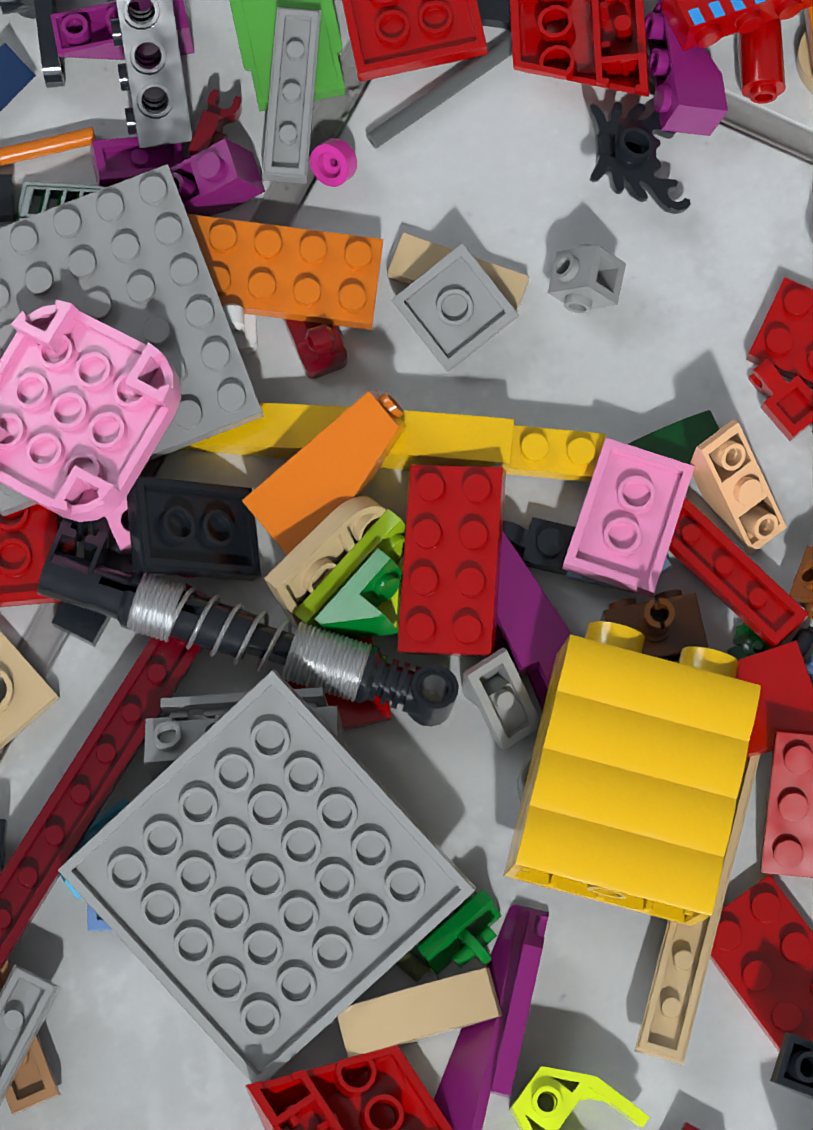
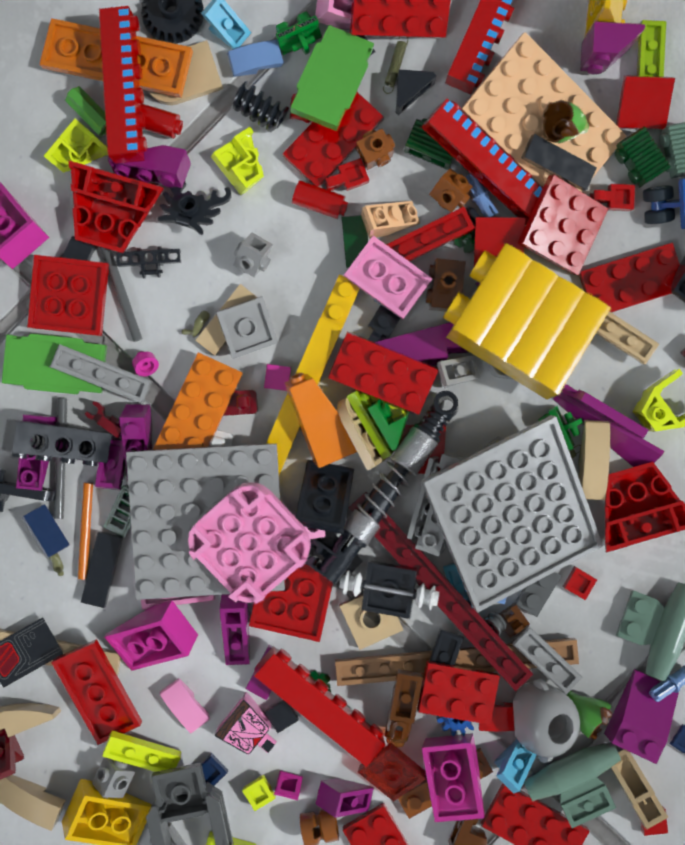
camera: 70 degrees left, 15 degrees up
(46, 925) = (496, 622): none -> dark grey bush
(54, 698) = (389, 589): none -> black plate
(61, 960) = (514, 620): none -> reddish brown tile
(111, 81) = (60, 466): none -> dark grey piece
(129, 993) = (536, 595): none -> dark grey plate
(171, 1070) = (579, 583): none -> red tile
(386, 379) = (276, 376): none -> dark pink tile
(433, 230) = (198, 324): none -> olive piece
(523, 137) = (142, 263): none -> black piece
(726, 363) = (319, 200): none -> red brick
(744, 212) = (240, 161): none -> neon yellow slope

